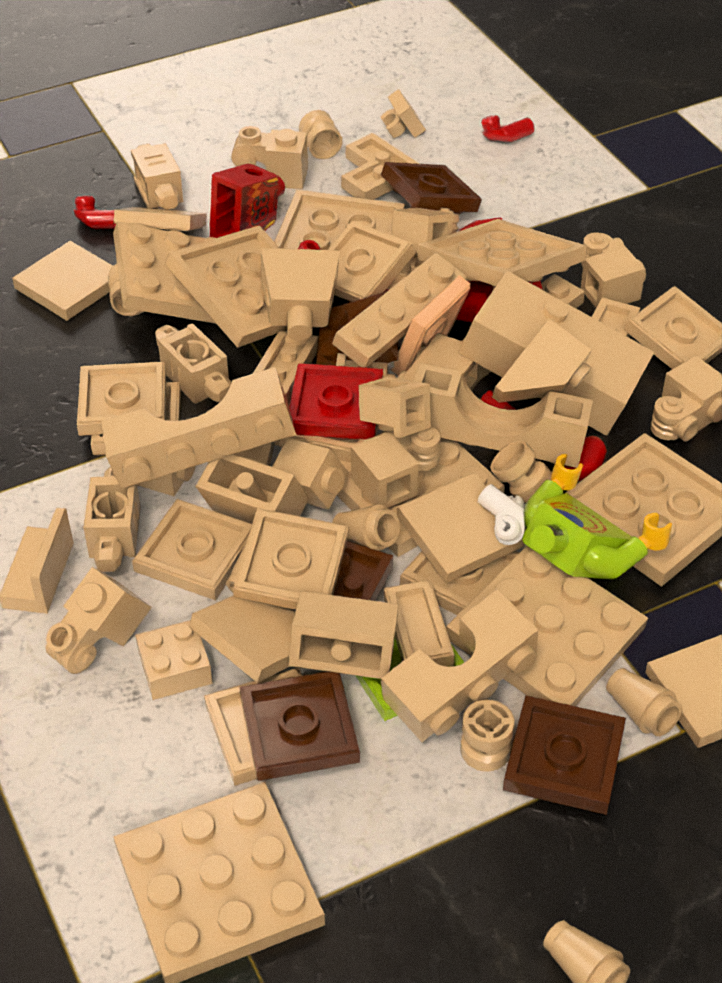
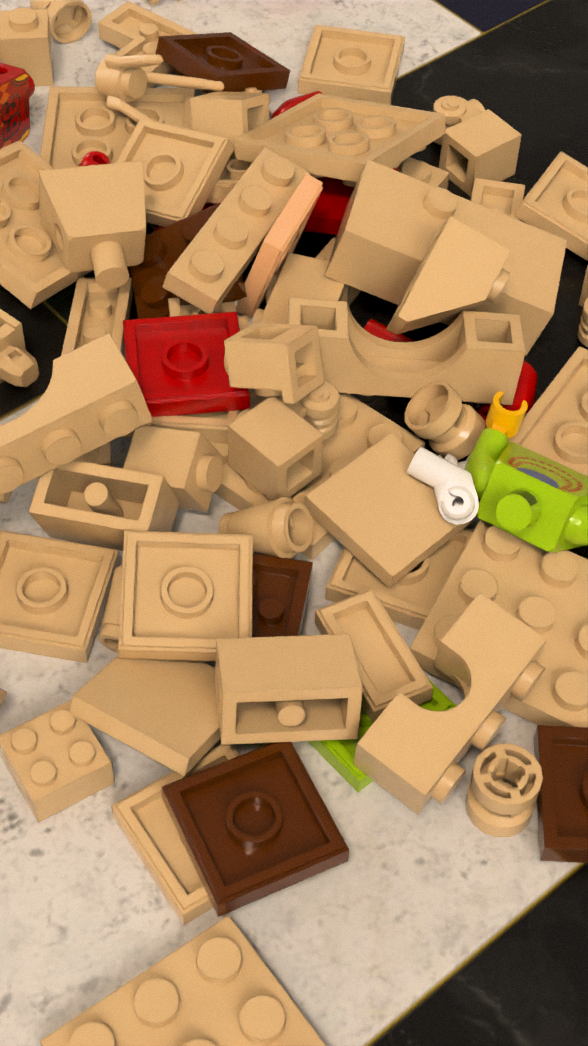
camera: 15 degrees left, 5 degrees up
(349, 191) = (123, 81): none -> tan plant
(535, 200) = (352, 64): none -> tan tile

